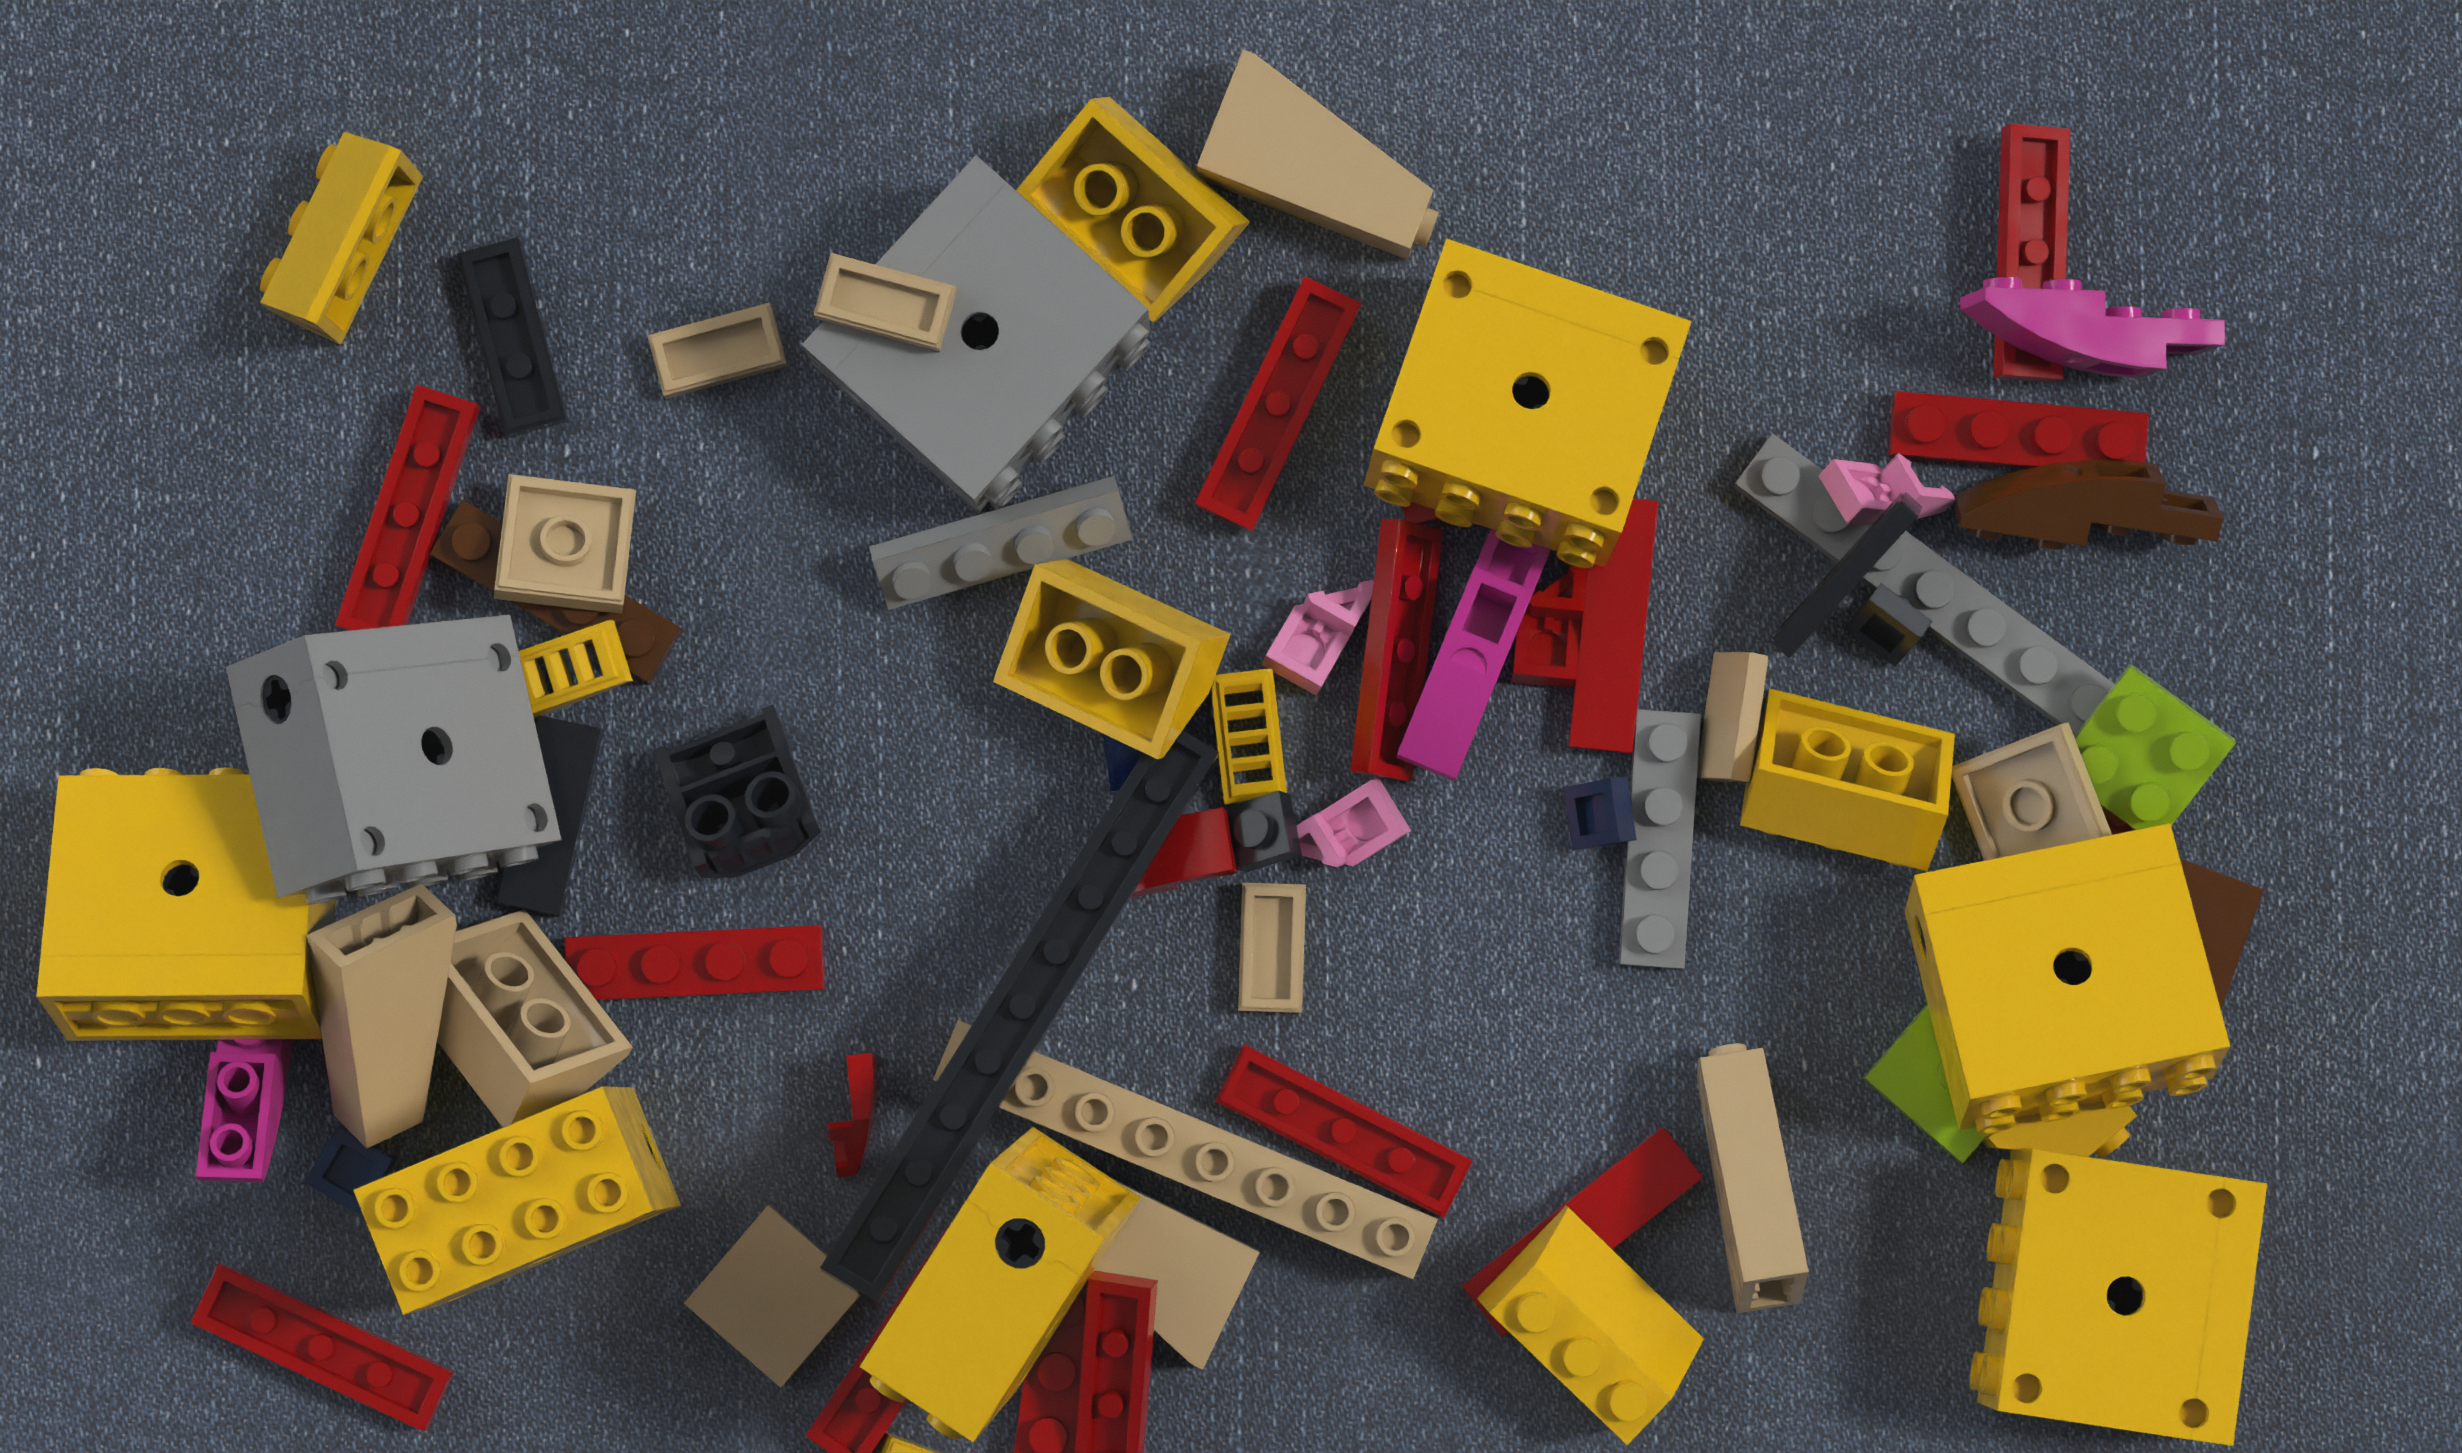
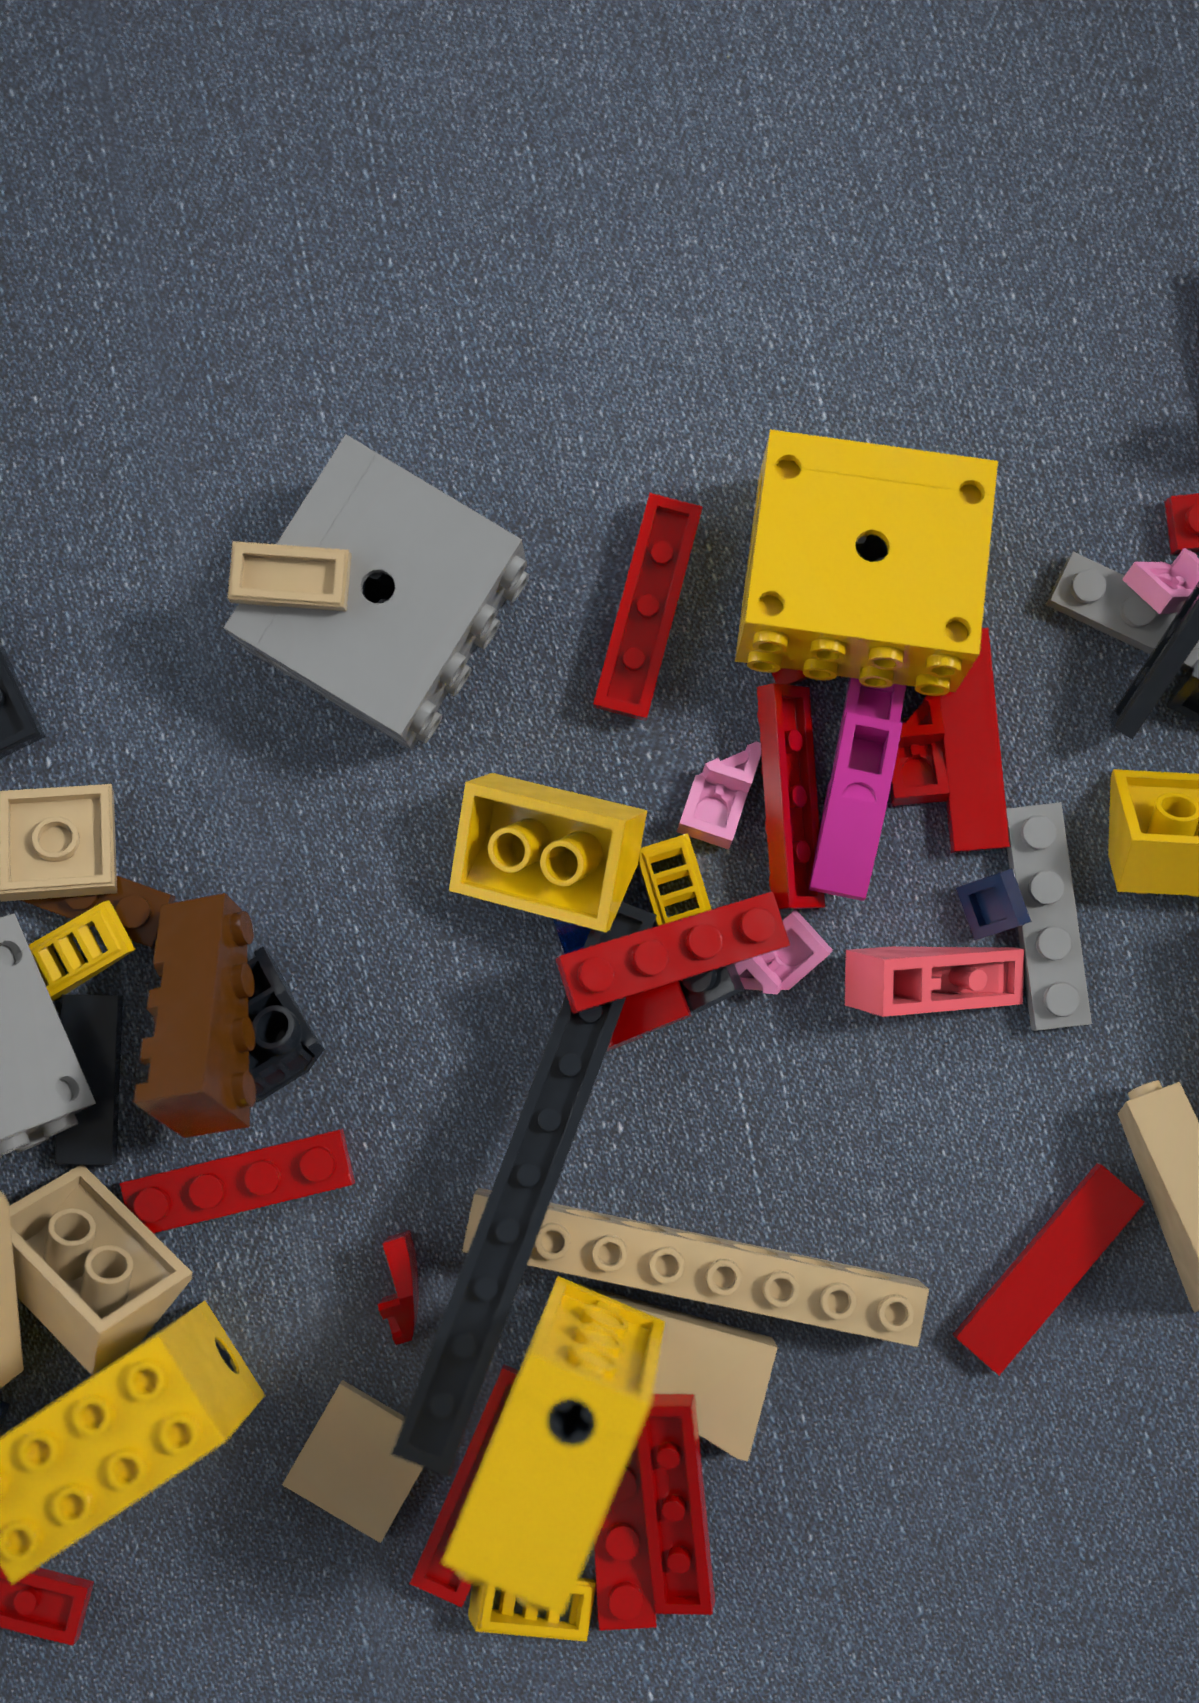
camera: 10 degrees left, 0 degrees up
(696, 768) = (201, 1019): none -> reddish brown wedge
(717, 350) = (160, 652): tan tile -> none
(1000, 542) = (432, 769): light grey plate -> none
(1132, 205) = (491, 458): yellow slope -> none
(1228, 796) = (672, 952): none -> red plate
(1272, 947) = (733, 1073): tan tile -> none
(1307, 162) = (636, 398): tan slope -> none
(1344, 1130) = (826, 1220): red tile -> none
(1516, 883) = (932, 979): none -> coral slope
(1594, 1324) = (1080, 1354): yellow slope -> none
(1732, 716) = (1089, 799): tan tile -> none

